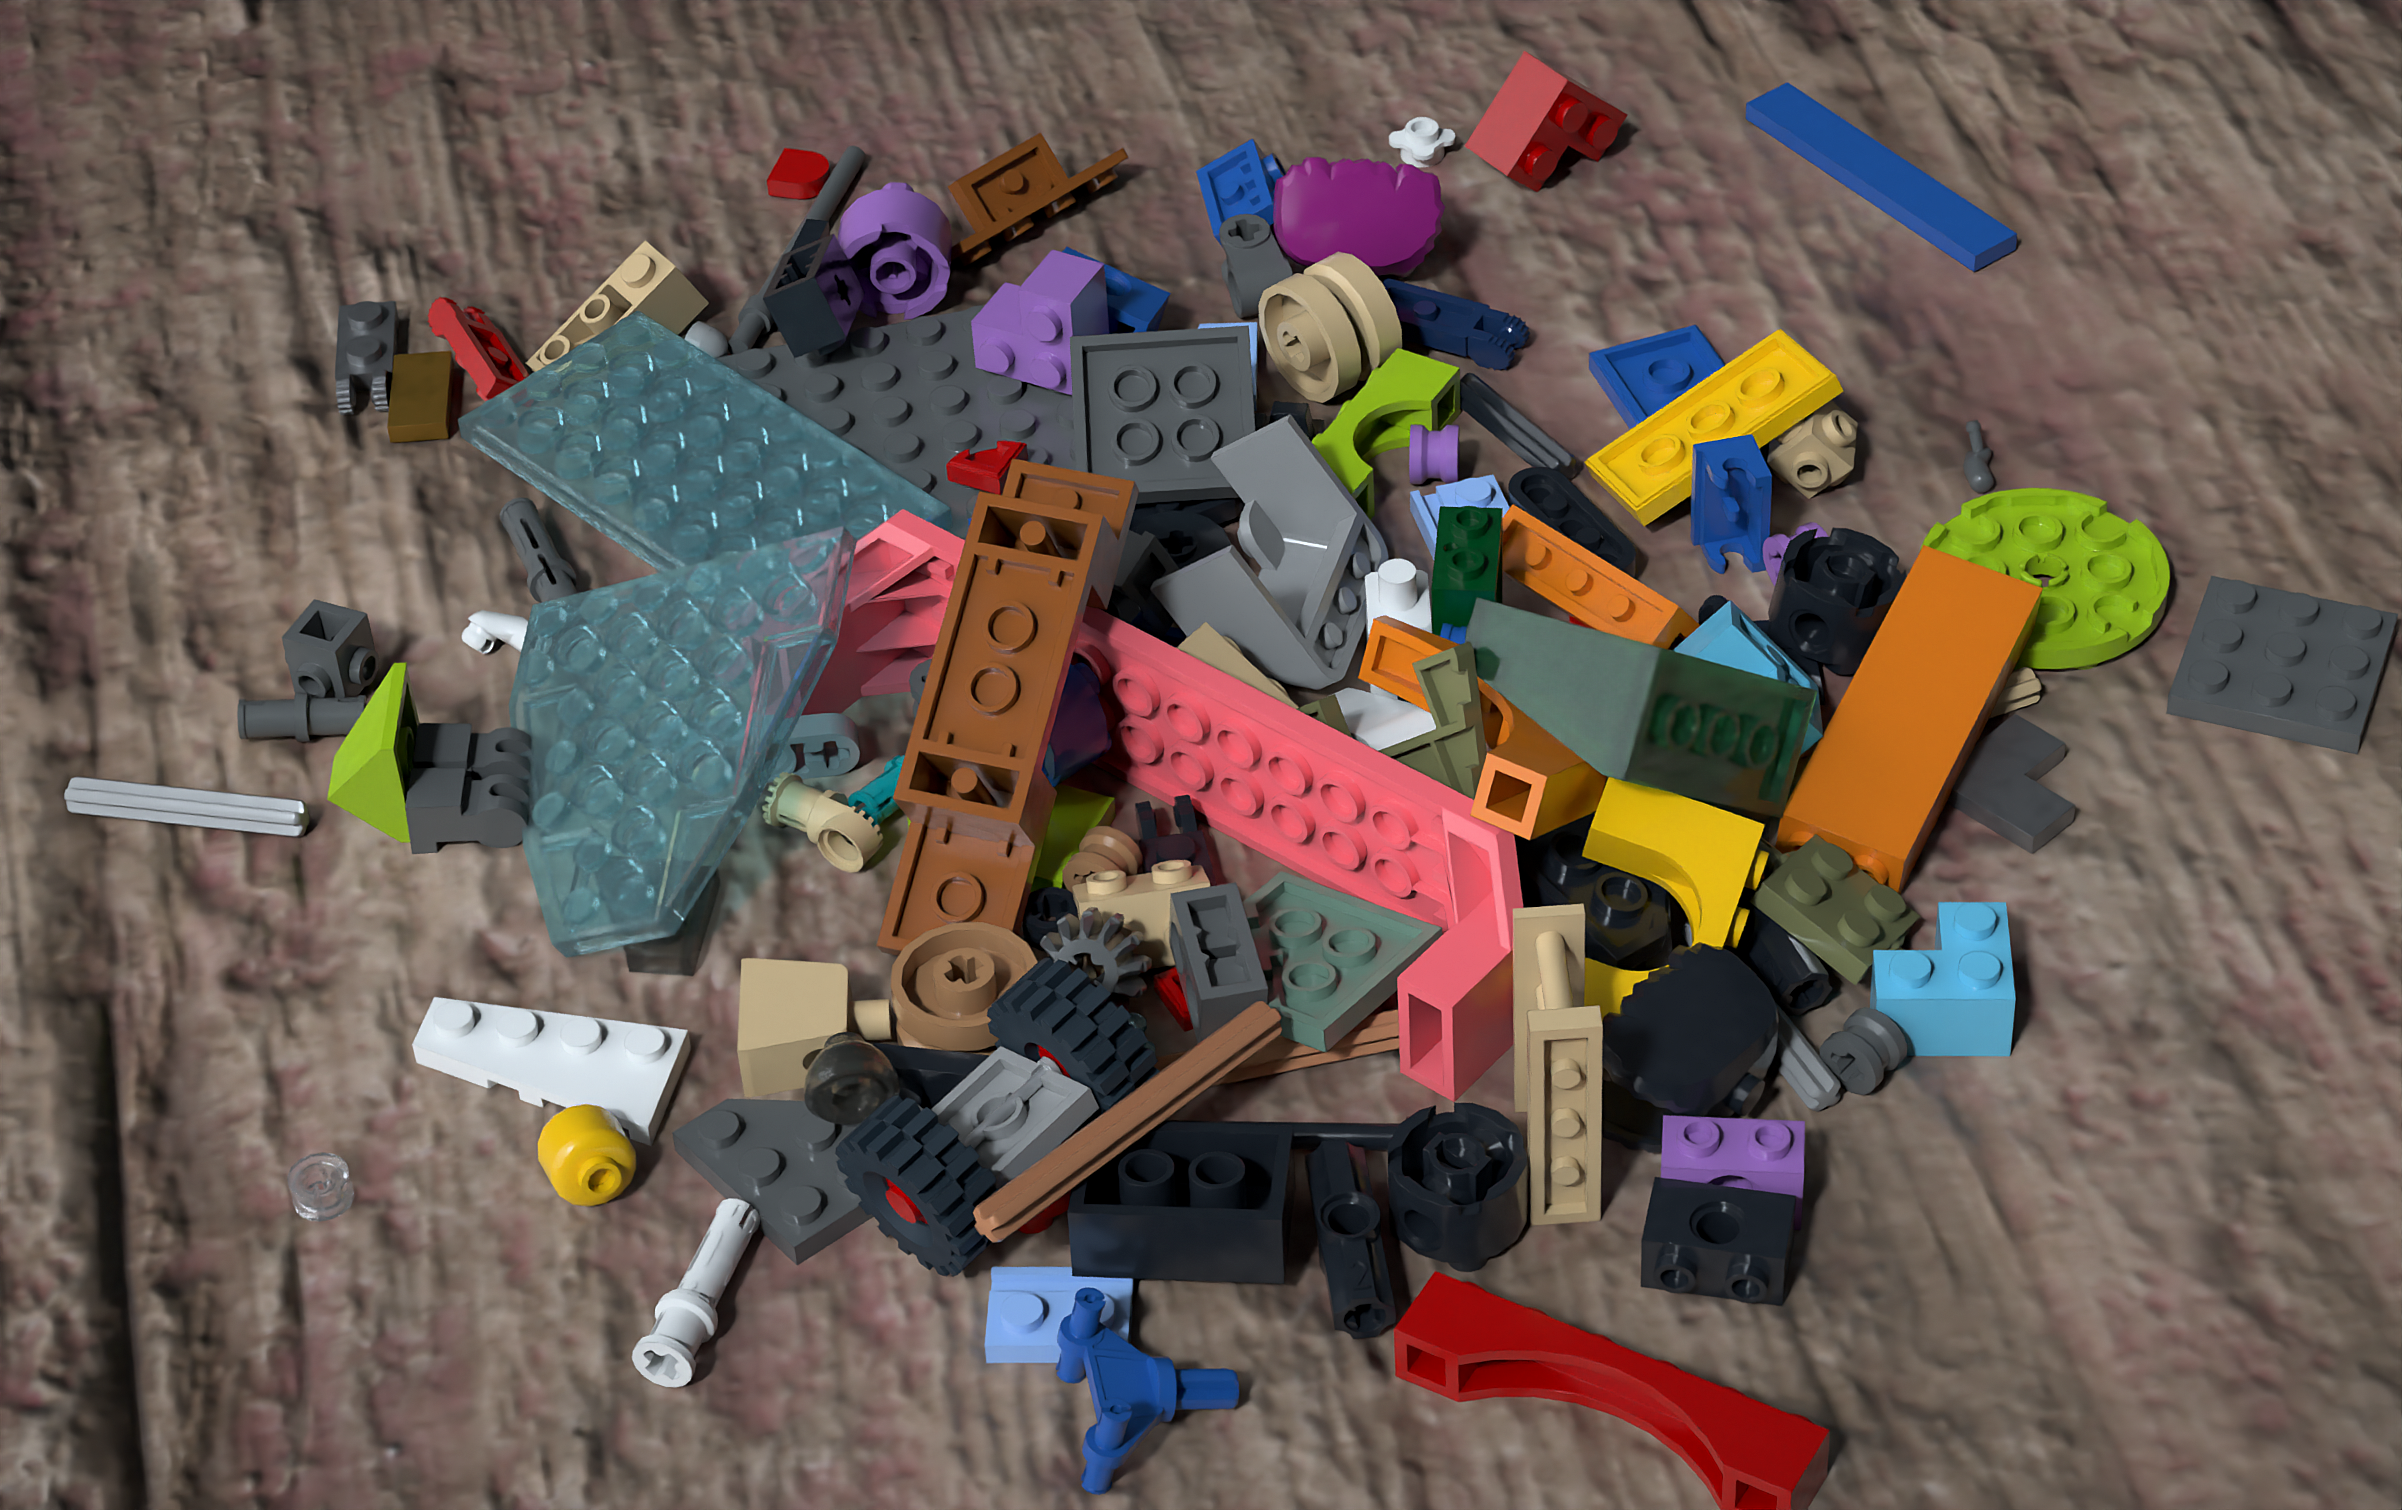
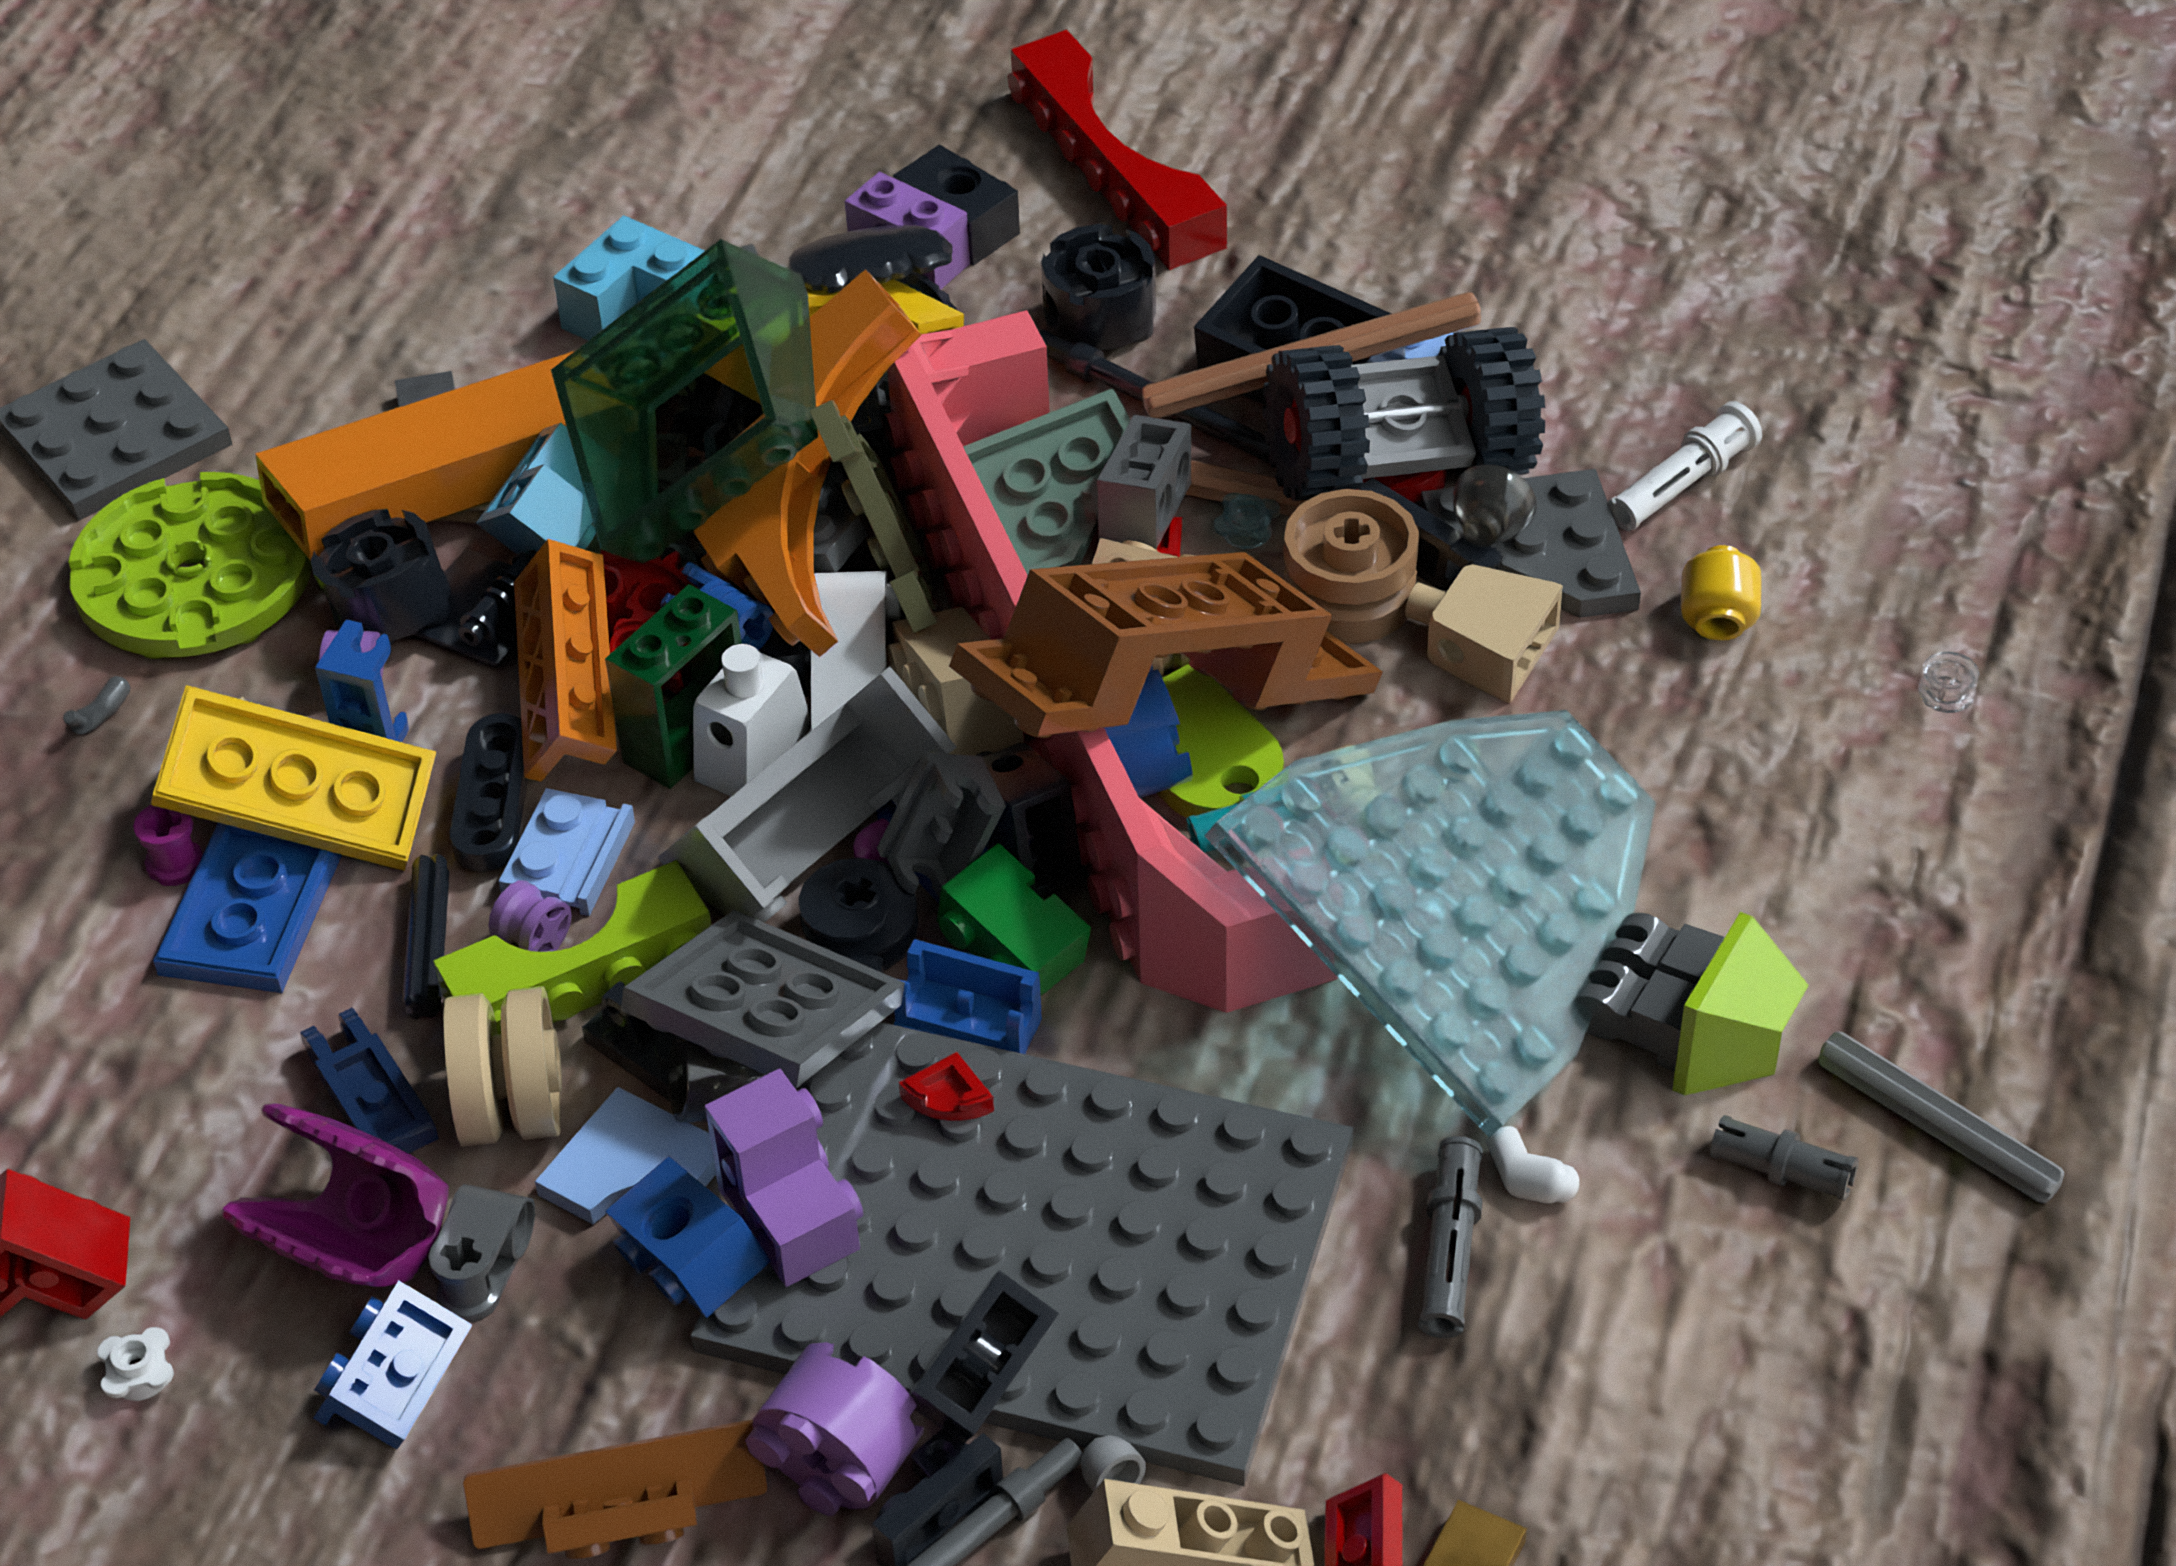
camera: 150 degrees left, 5 degrees up
(330, 651) = (1732, 1182): dark grey brick -> none
(558, 1058) = (1698, 706): white wing -> none
(682, 452) = (1238, 1242): clear light blue plate -> none
(1106, 947) = (1224, 527): dark grey gear -> none
(1128, 1388) = (1424, 264): blue axle -> none
(1349, 1239) = (1194, 290): black piece -> none
(1557, 1064) = (1014, 221): tan fence -> none

